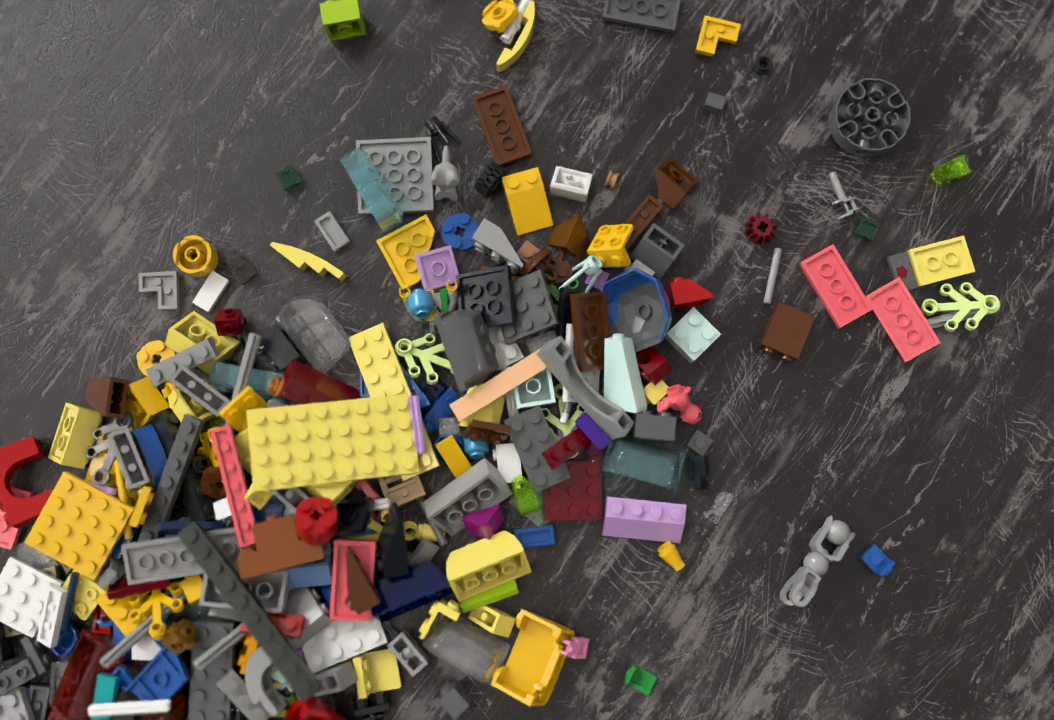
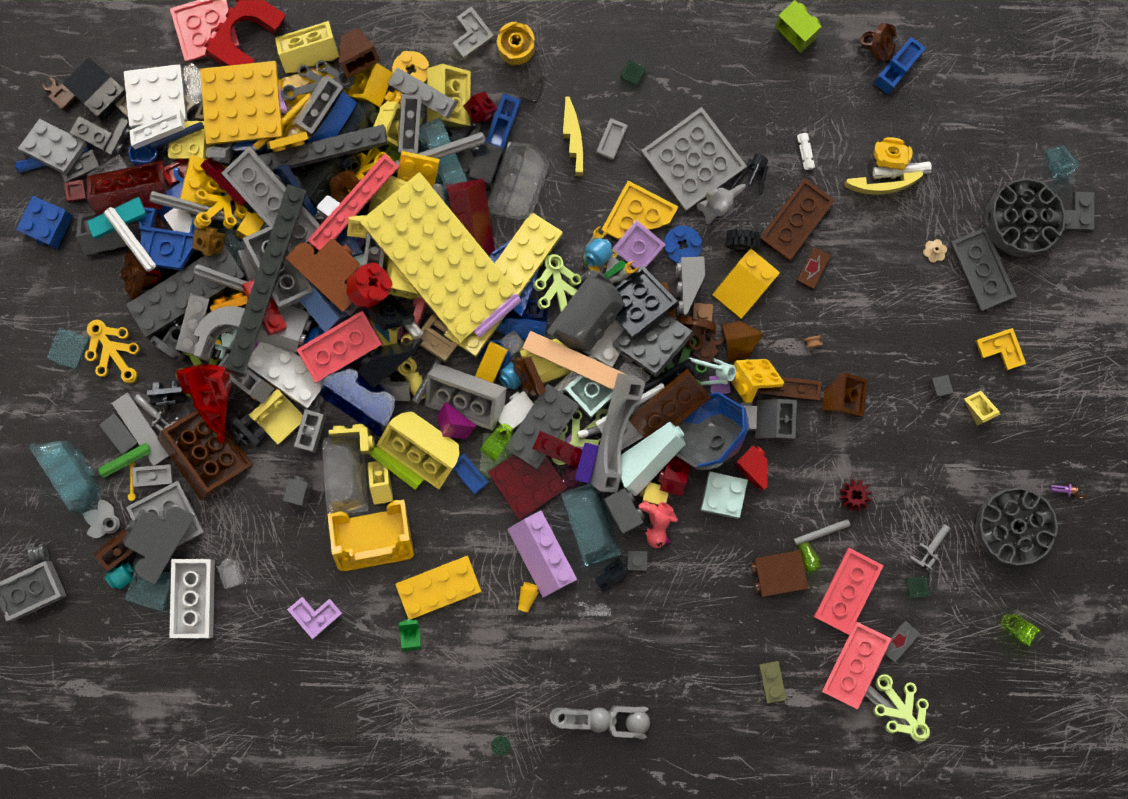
camera: 55 degrees right, 0 degrees up
(211, 291) = (495, 74): white tile -> none
(254, 309) = (504, 120): none -> blue slope
(275, 386) = (453, 181): clear orange tile -> none
(361, 591) = (336, 357): reddish brown slope -> none
(371, 188) = (665, 150): clear light blue brick -> none
(450, 82) = (806, 151): none -> white axle
(550, 140) = (813, 268): none -> reddish brown tile
(570, 184) = (786, 309): white slope -> none
(576, 647) = (401, 565): bright pink plate -> none
(600, 36) = (931, 253): none -> tan plant
(614, 627) = (438, 587): none -> yellow plate
(754, 82) = (981, 408): none -> light yellow slope
(763, 60) = (1009, 404): black plate -> none
(783, 662) = (500, 745): none -> clear green plate
(788, 298) = (810, 558): none -> clear neon green cone
(863, 58) = (1069, 490): none -> medium lavender piece
(871, 397) = (772, 682): none -> olive plate
(877, 561) = (636, 772): blue bracket -> none
(940, 261) = (931, 668): light yellow plate -> none

